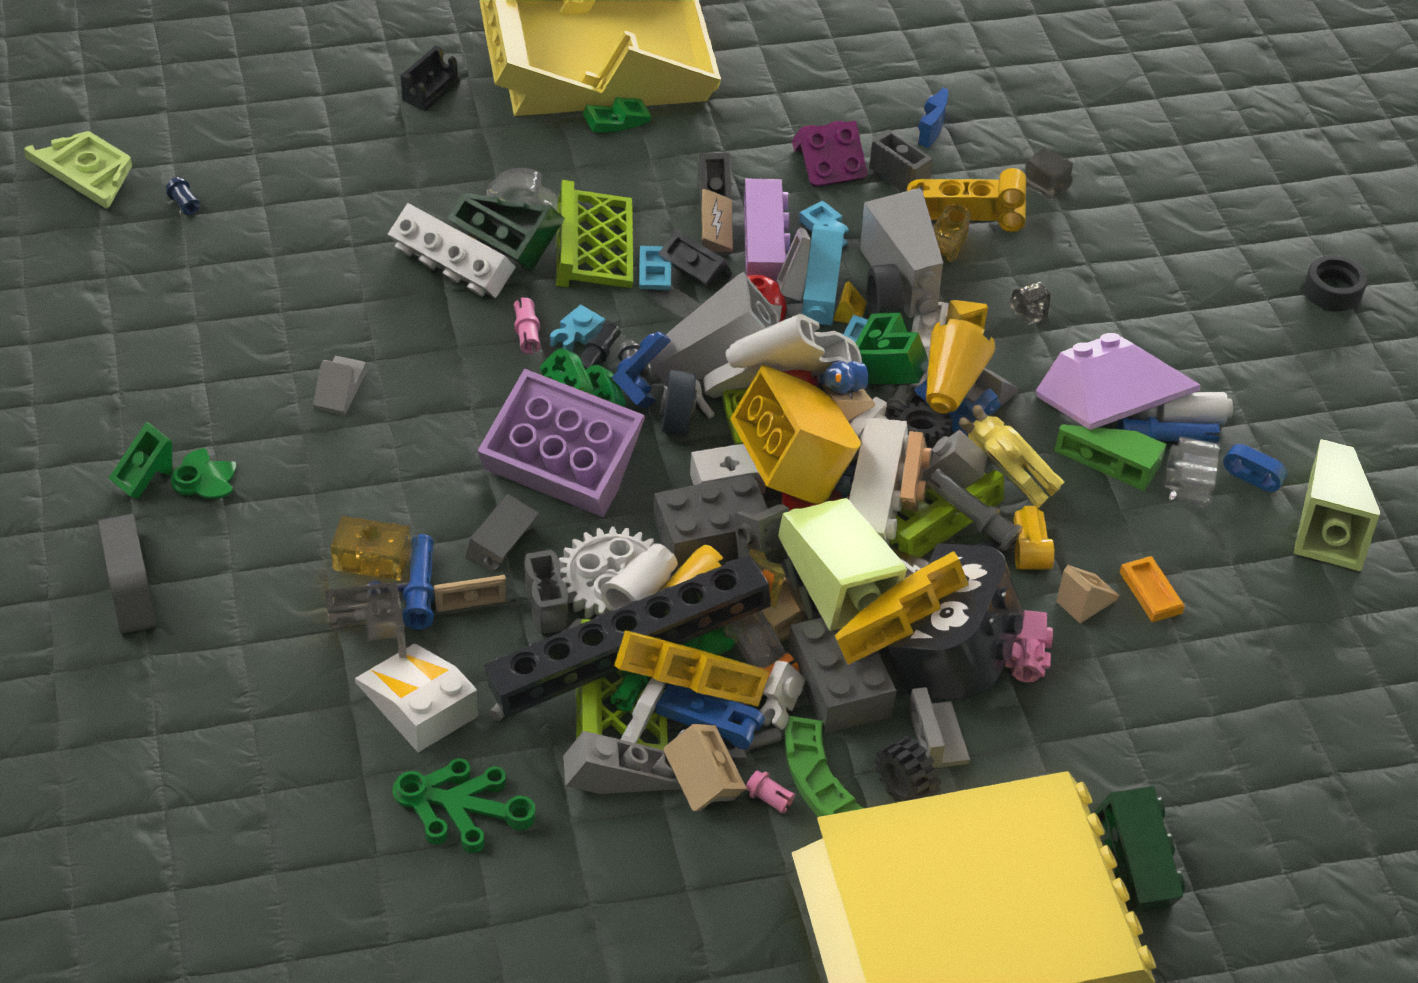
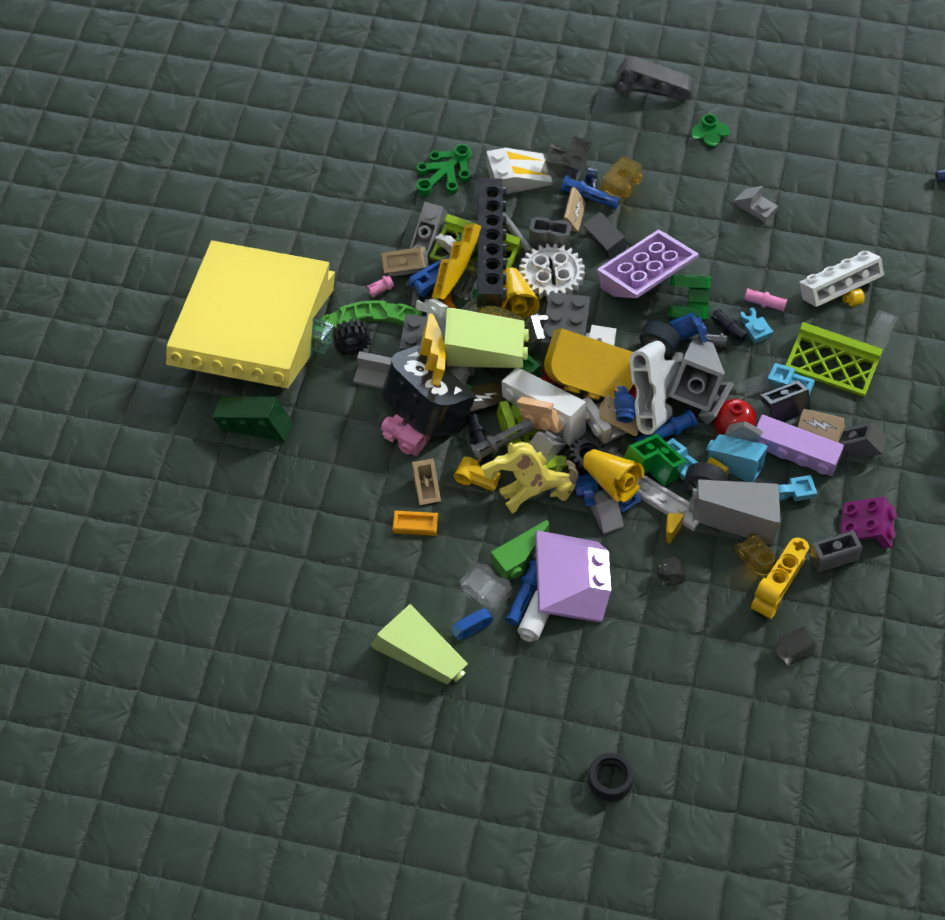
camera: 120 degrees right, 10 degrees up
(146, 455) = (726, 105): green slope -> none
(508, 227) = (849, 307): dark green wedge -> none
(640, 578) = (526, 263): white plant -> none
(933, 121) = (887, 607): blue slope -> none

